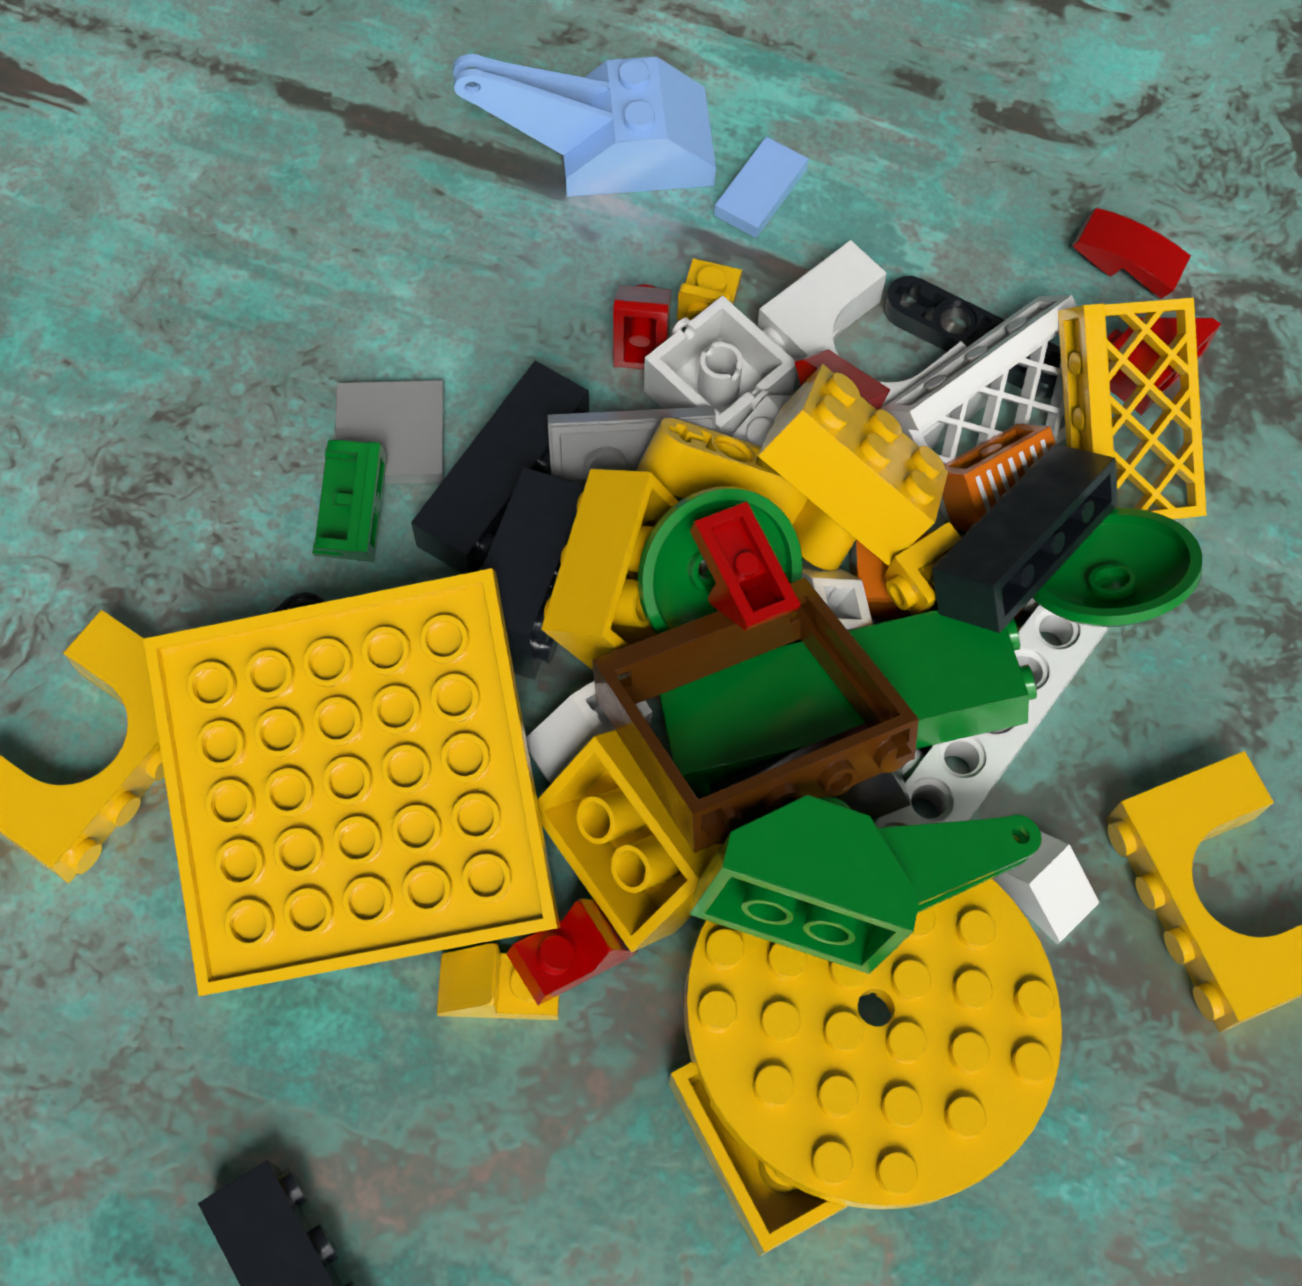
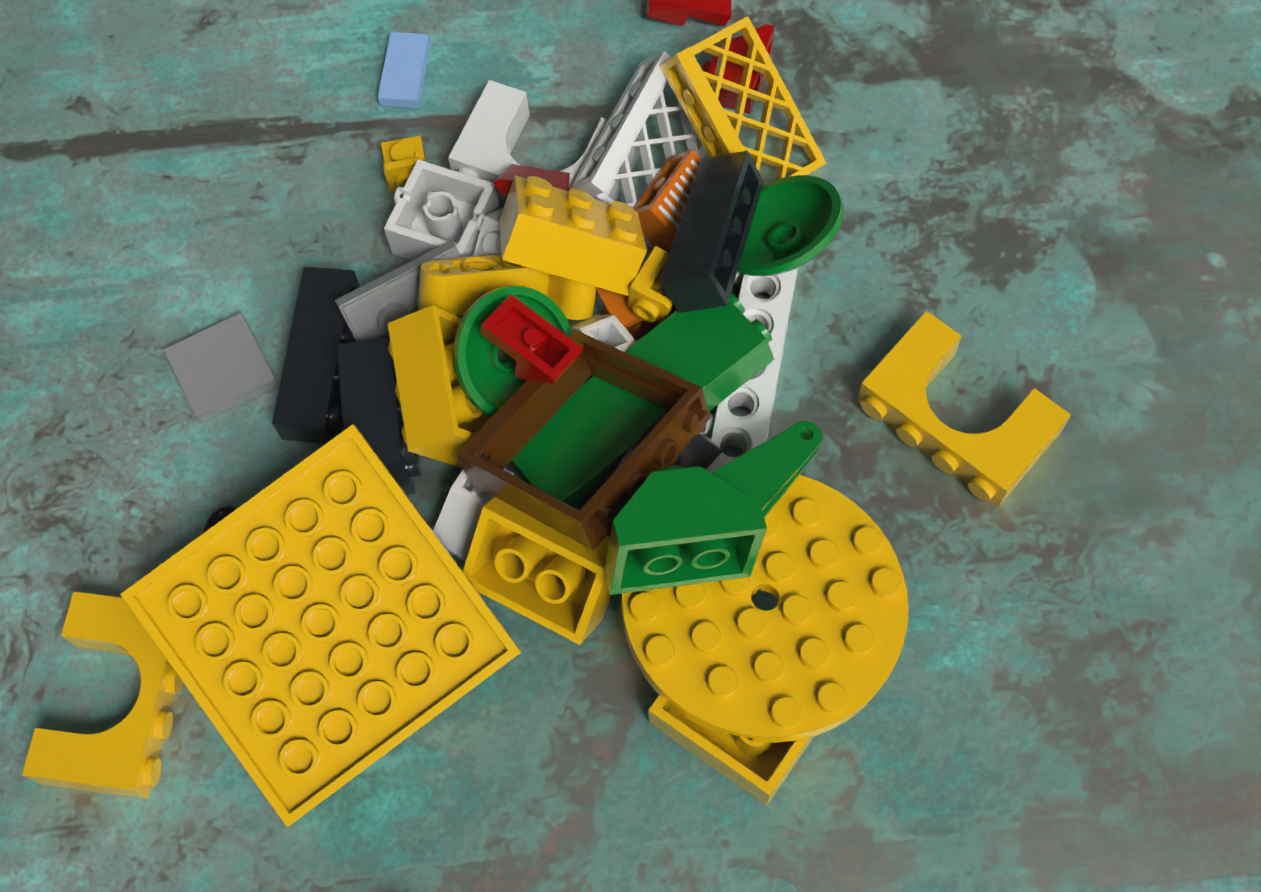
camera: 20 degrees left, 0 degrees up
(350, 500) = (217, 428): green hinge -> none
(486, 985) = (497, 715): yellow slope -> none
(570, 954) = (538, 666): red slope -> none
(617, 127) = (276, 72): light blue slope -> none
(639, 323) = (367, 206): red slope -> none
(947, 305) = (605, 97): black beam -> none
(1051, 888) = (843, 464): white slope -> none

